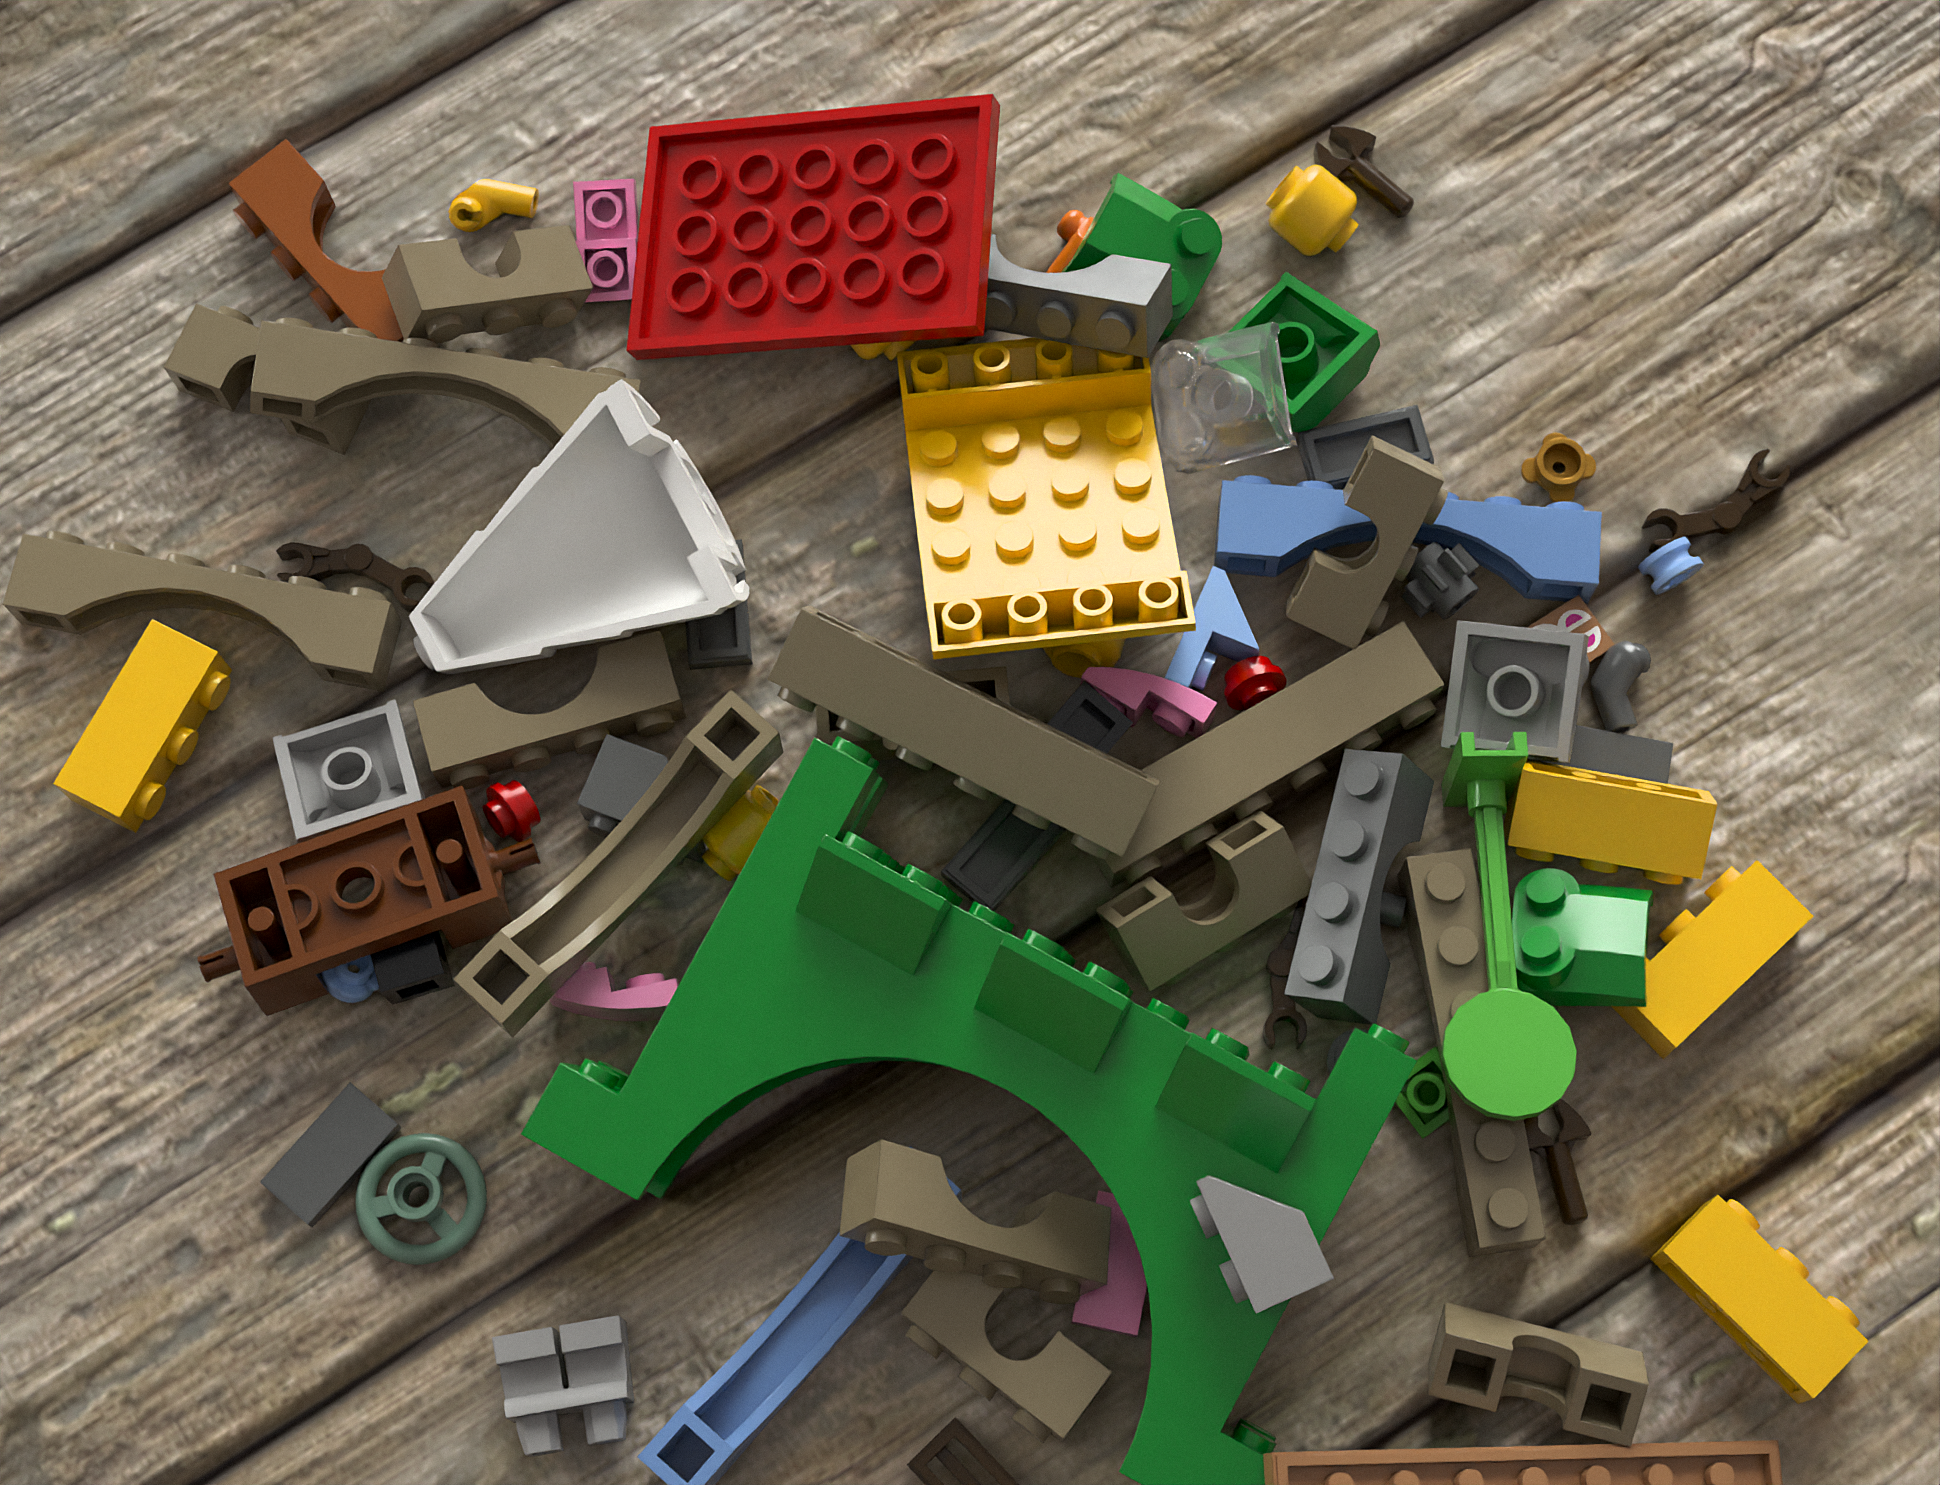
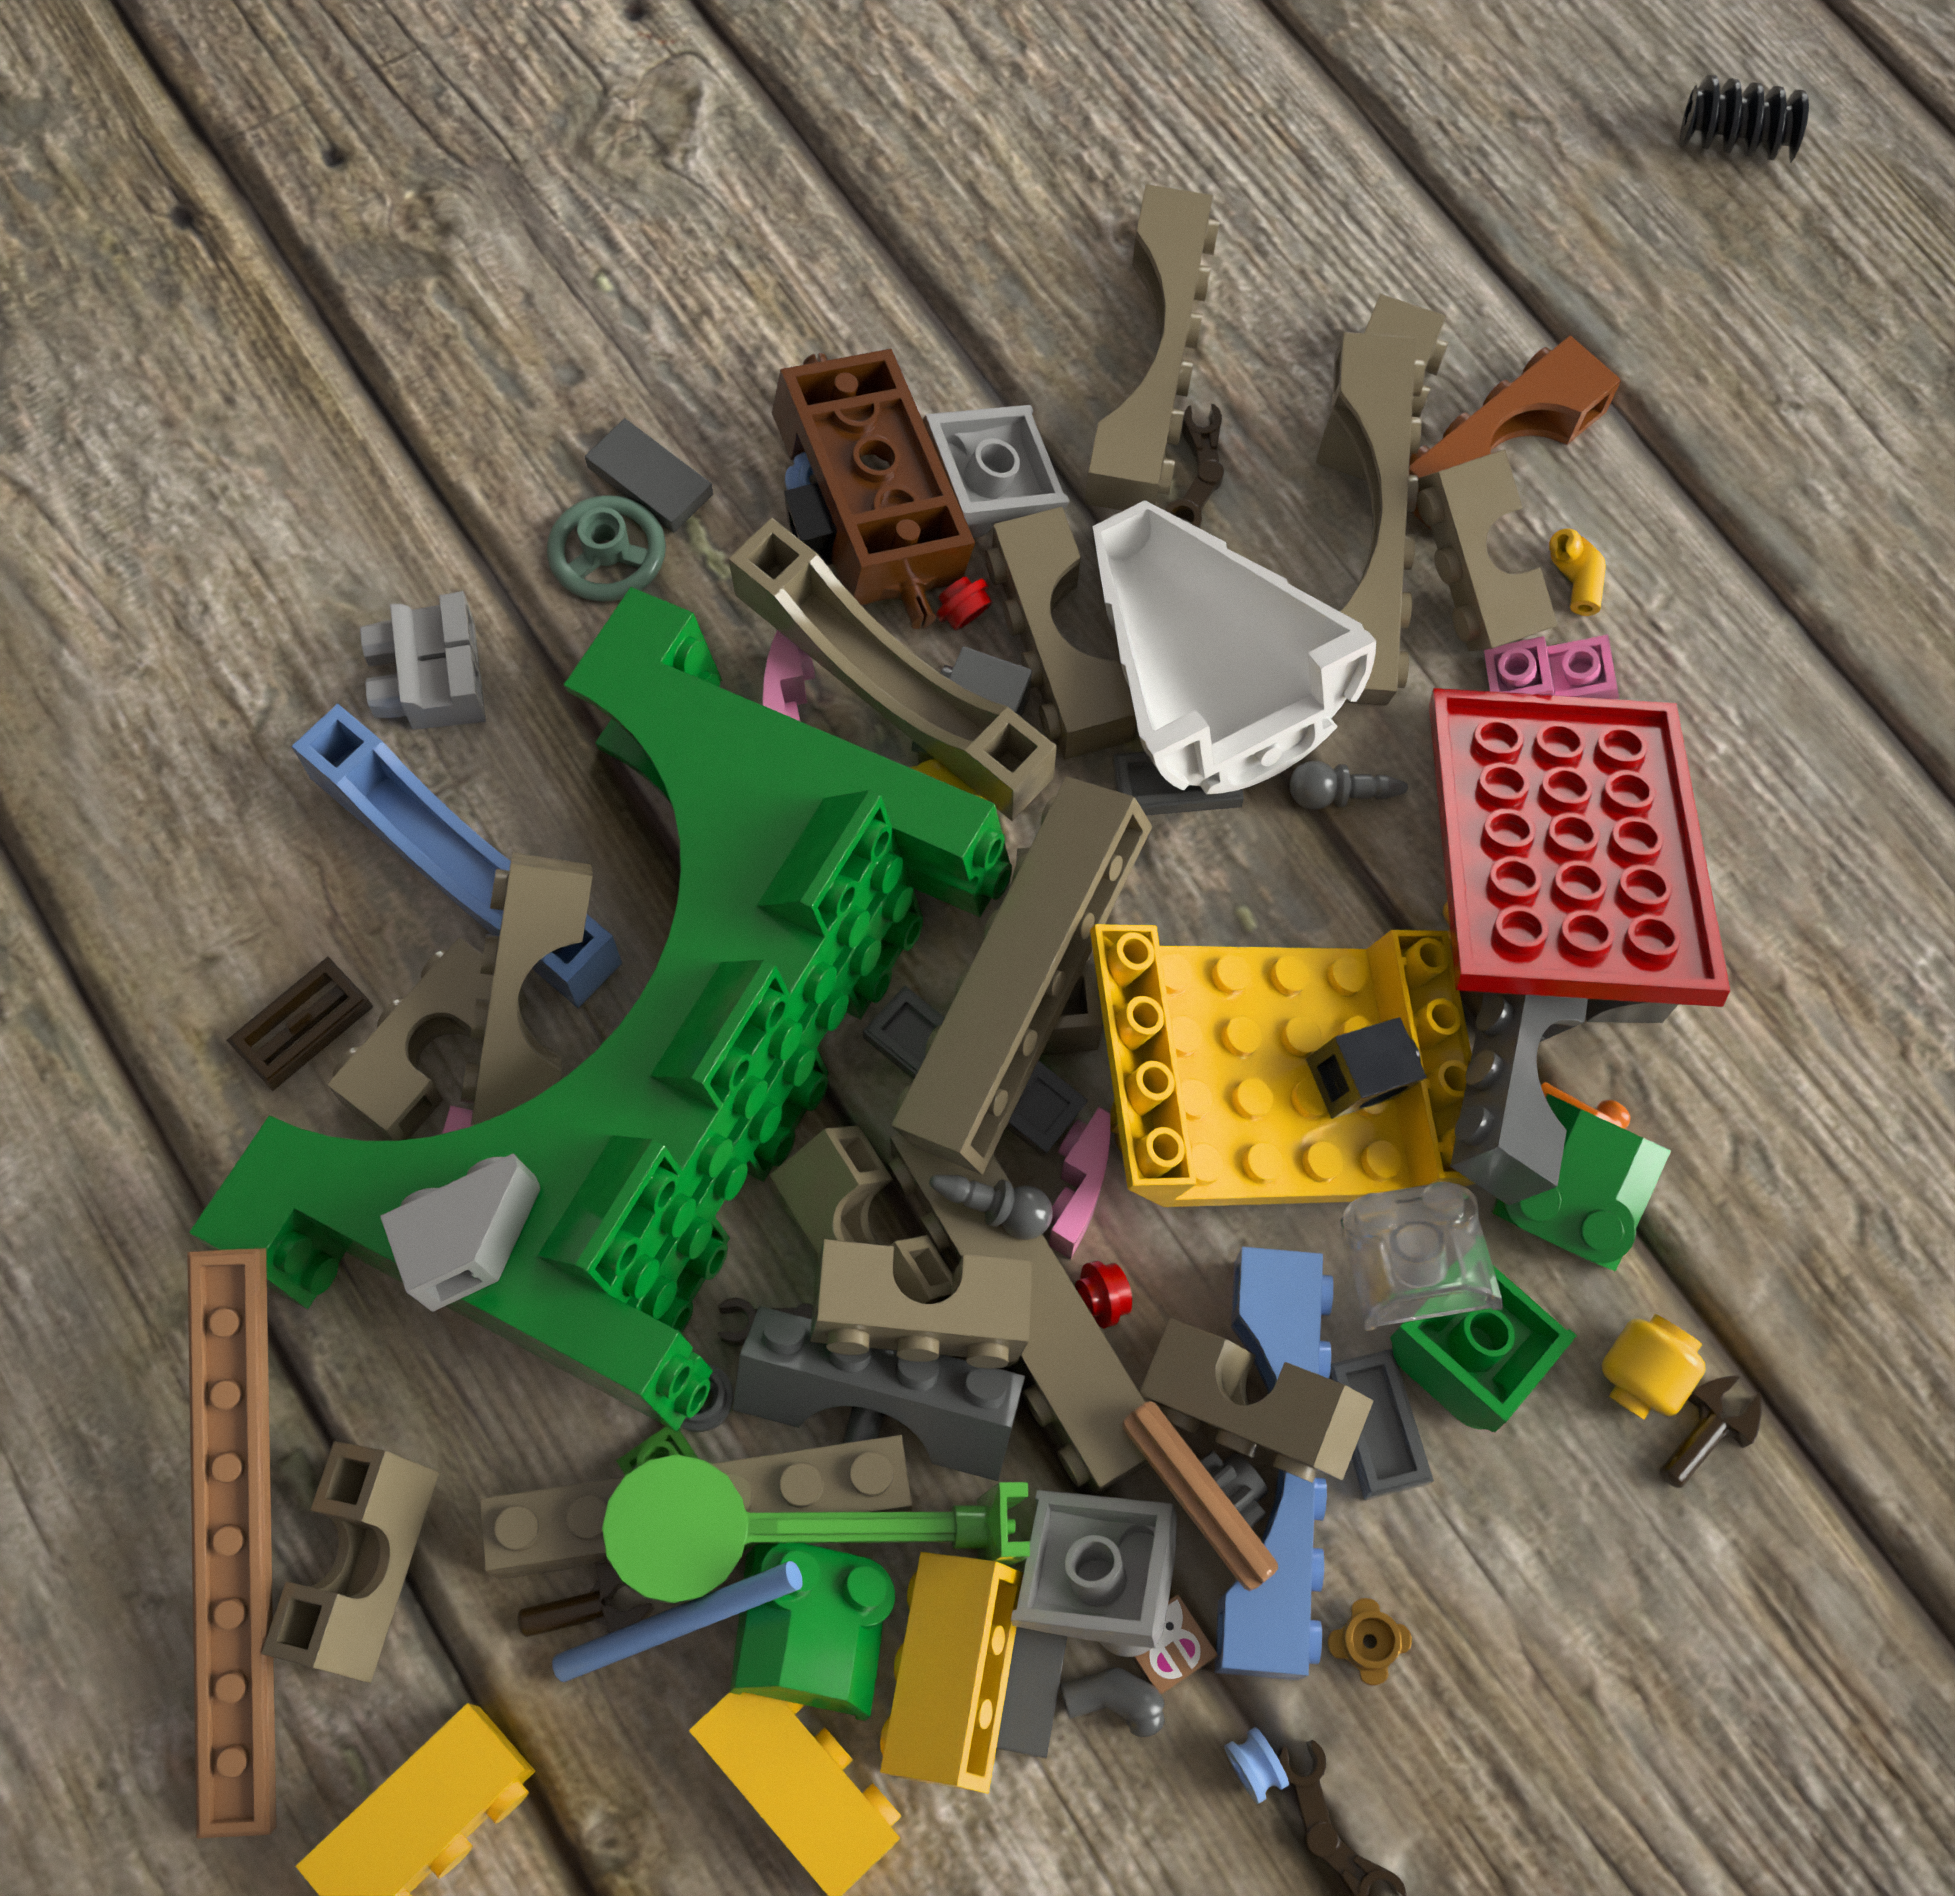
camera: 85 degrees right, 5 degrees down
(145, 726) = (1040, 307): yellow brick -> none
(729, 466) = (1318, 785): none -> dark grey bar
(1047, 428) = (1366, 1067): none -> black brick
(1188, 749) = (1021, 1210): none -> dark grey bar
(1219, 628) = (1171, 1248): light blue slope -> none
(1292, 884) = (864, 1309): none -> dark tan arch
(1453, 593) = (1200, 1496): none -> medium nougat axle
(1587, 1069) = (678, 1621): none -> medium blue bar

